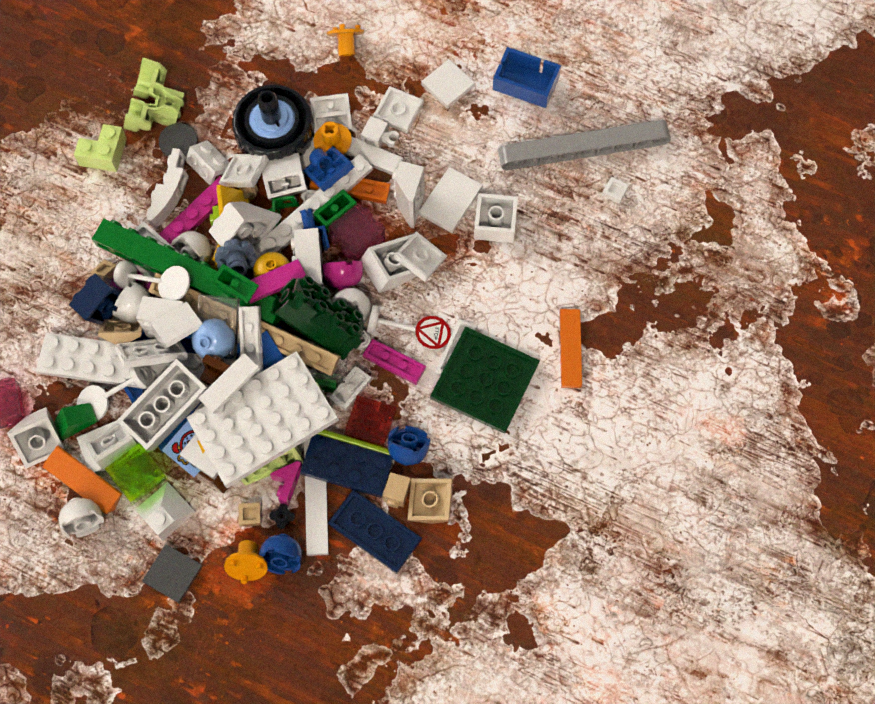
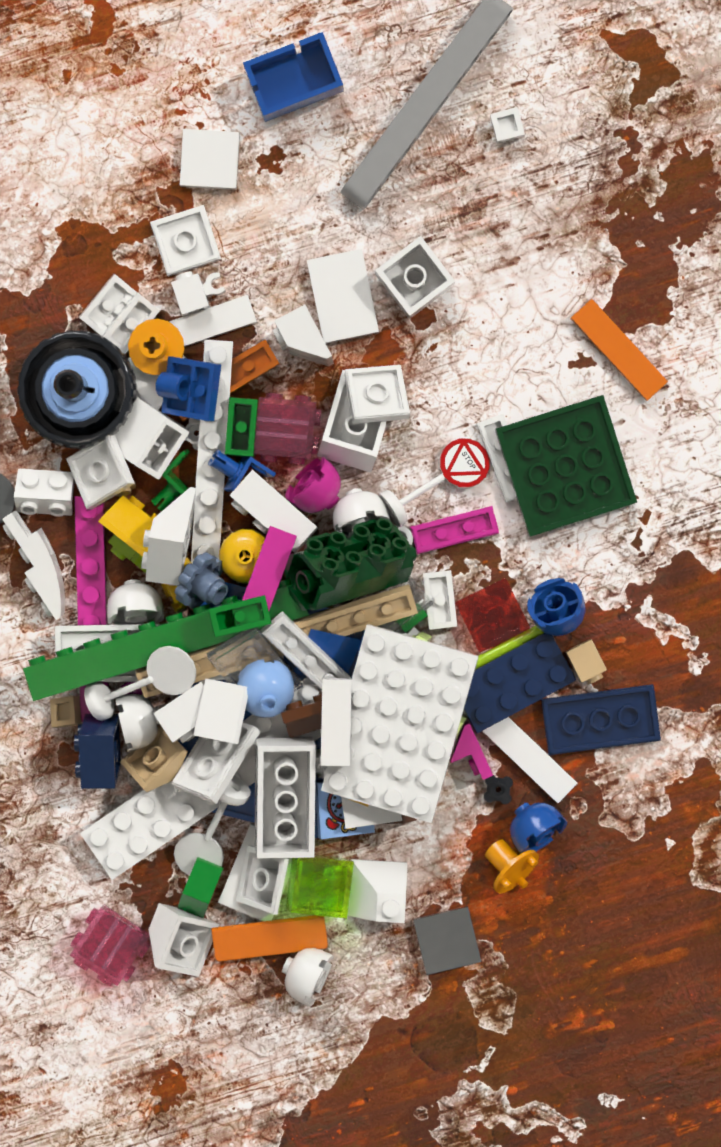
camera: 45 degrees left, 20 degrees up
(249, 514) = (465, 817): tan plate -> none
(345, 39) = (50, 211): light orange piece -> none
(430, 500) = (627, 640): tan slope -> none

